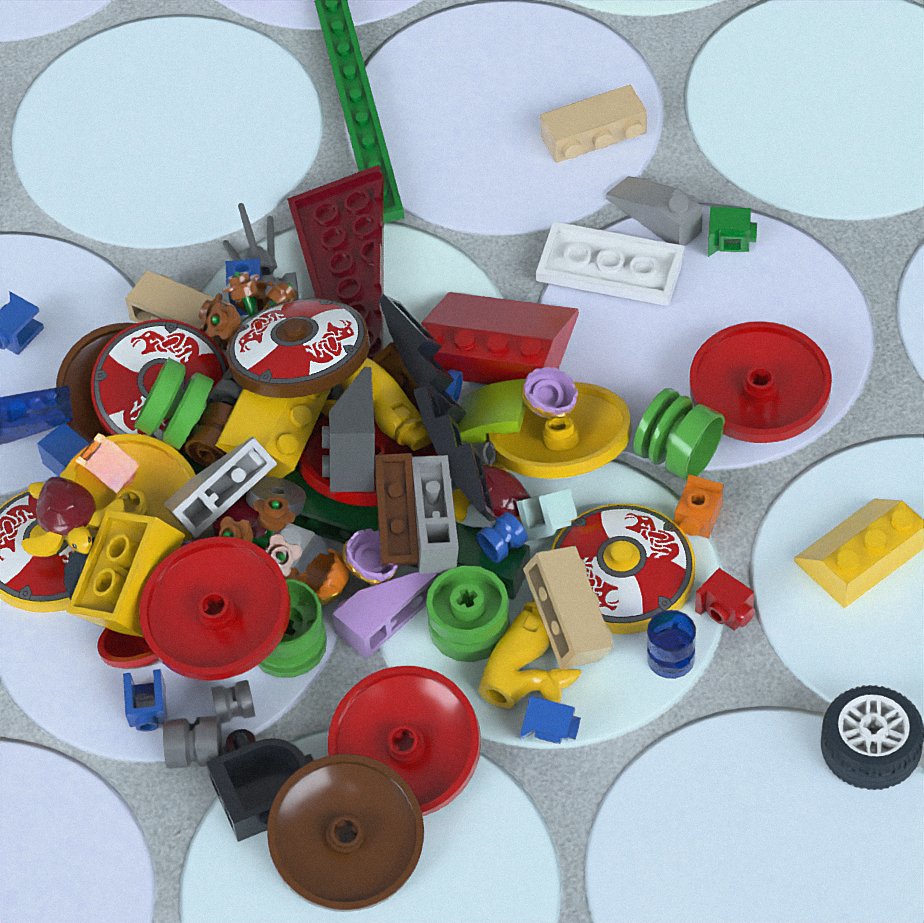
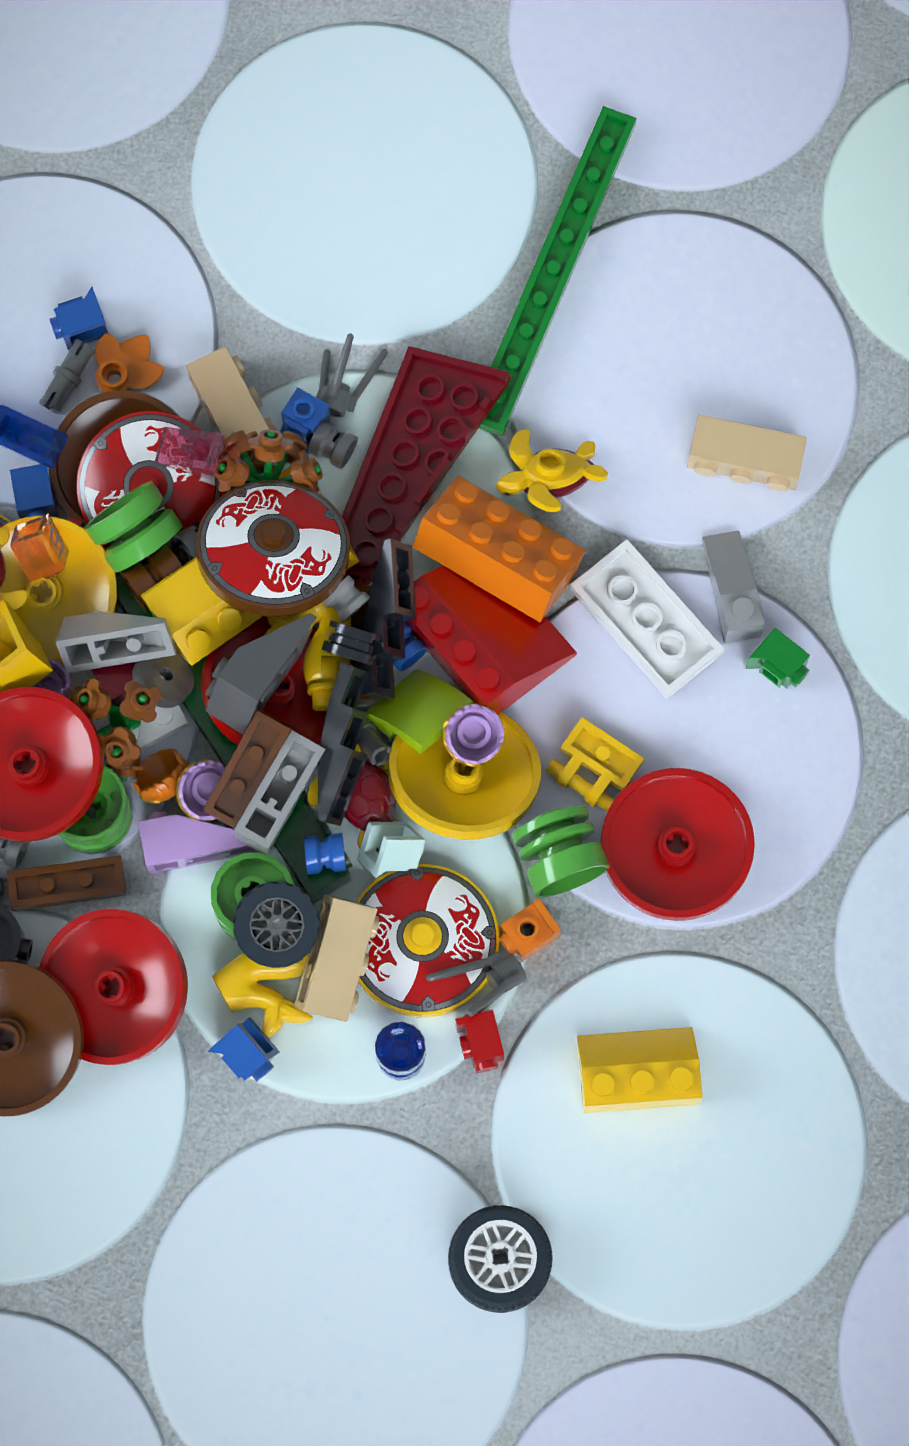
camera: 30 degrees right, 20 degrees up
(32, 363) = (67, 376): none -> dark grey pin
(69, 331) = (127, 360): none -> orange plate
(182, 329) = (190, 451): none -> clear pink slope
(306, 698) = (66, 883): none -> reddish brown plate
(381, 355) = (346, 599): none -> light grey wheel
(407, 374) = (351, 643): none -> black wheel
(459, 215) = (548, 472): none -> yellow animal
(465, 274) = (498, 548): none -> orange brick
(505, 602) = (276, 924): none -> black wheel
(651, 365) = (601, 755): none -> yellow plate
(704, 549) = (503, 976): none -> dark grey plant

